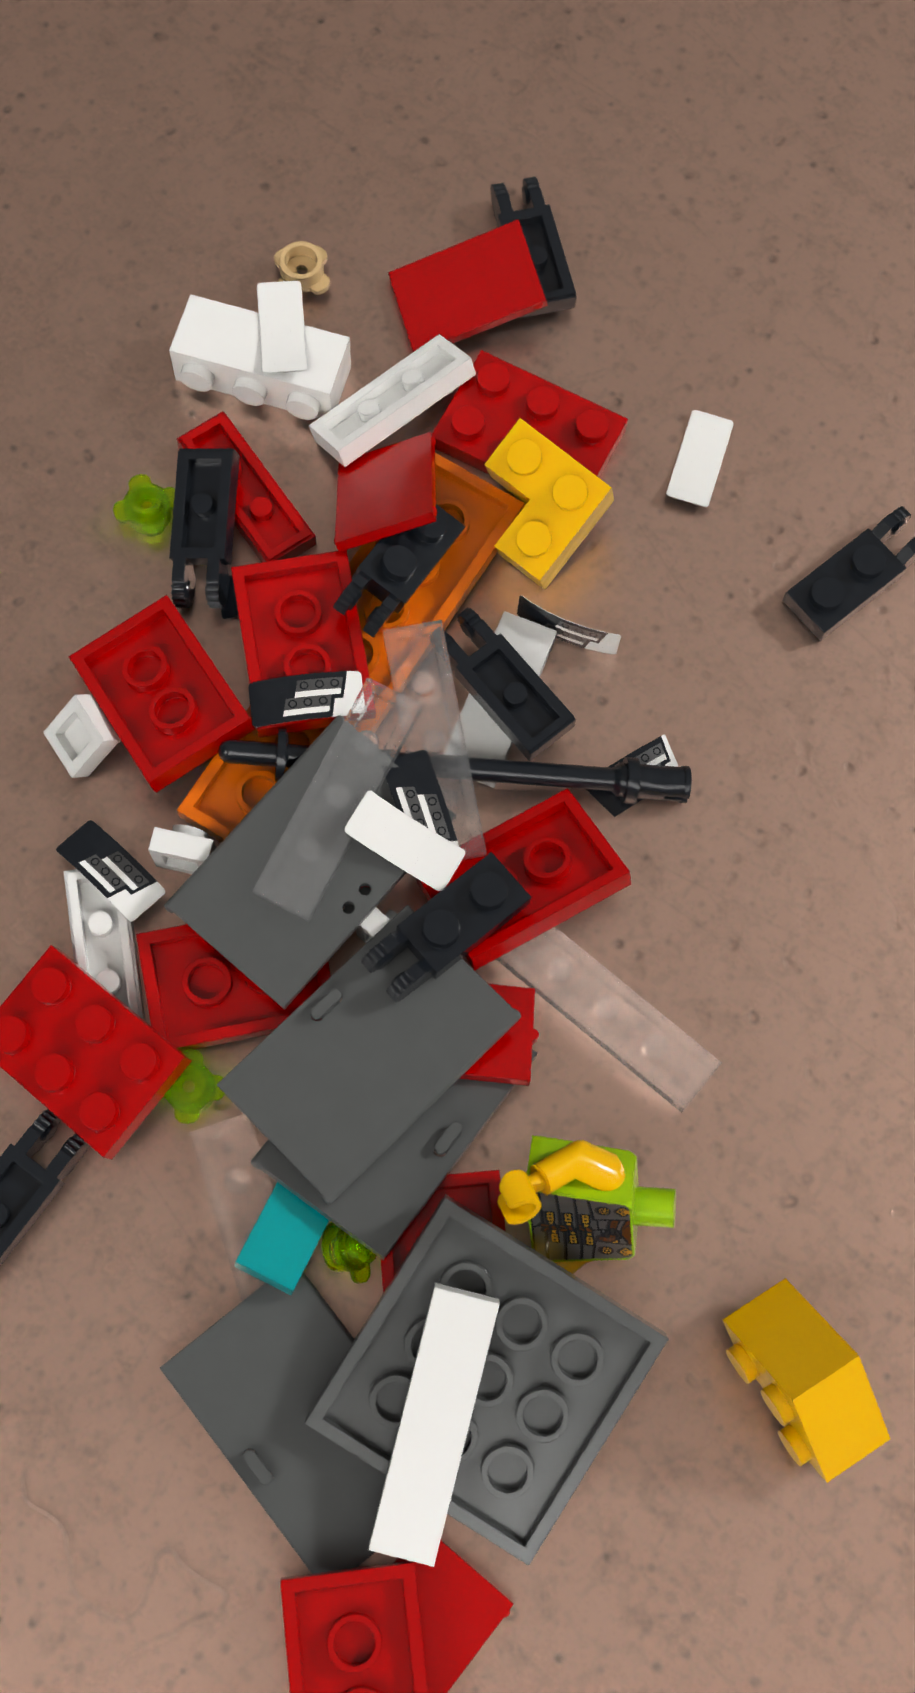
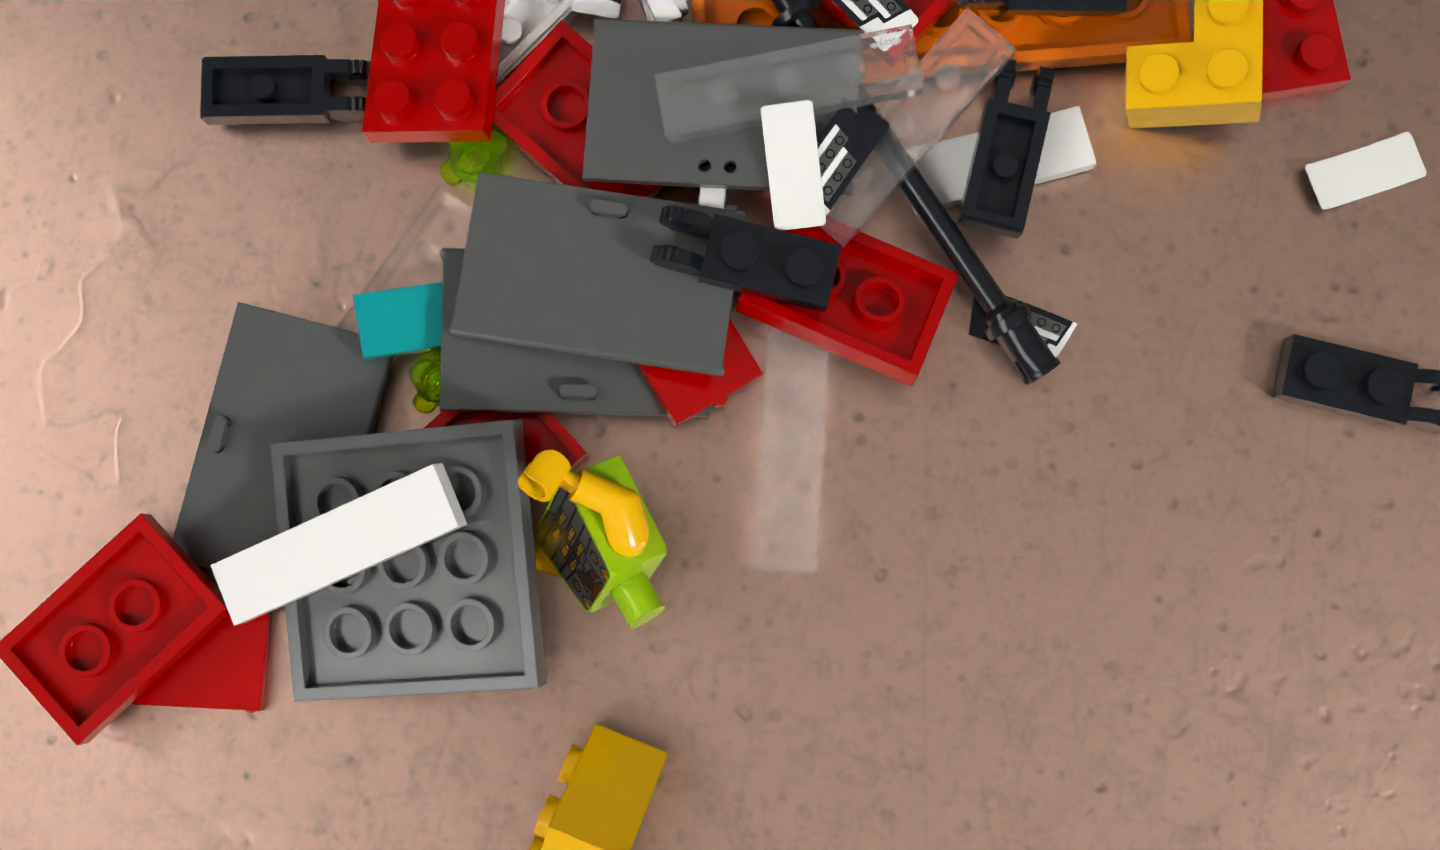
camera: 60 degrees right, 10 degrees up
(569, 631) = (1104, 175): sticker -> none

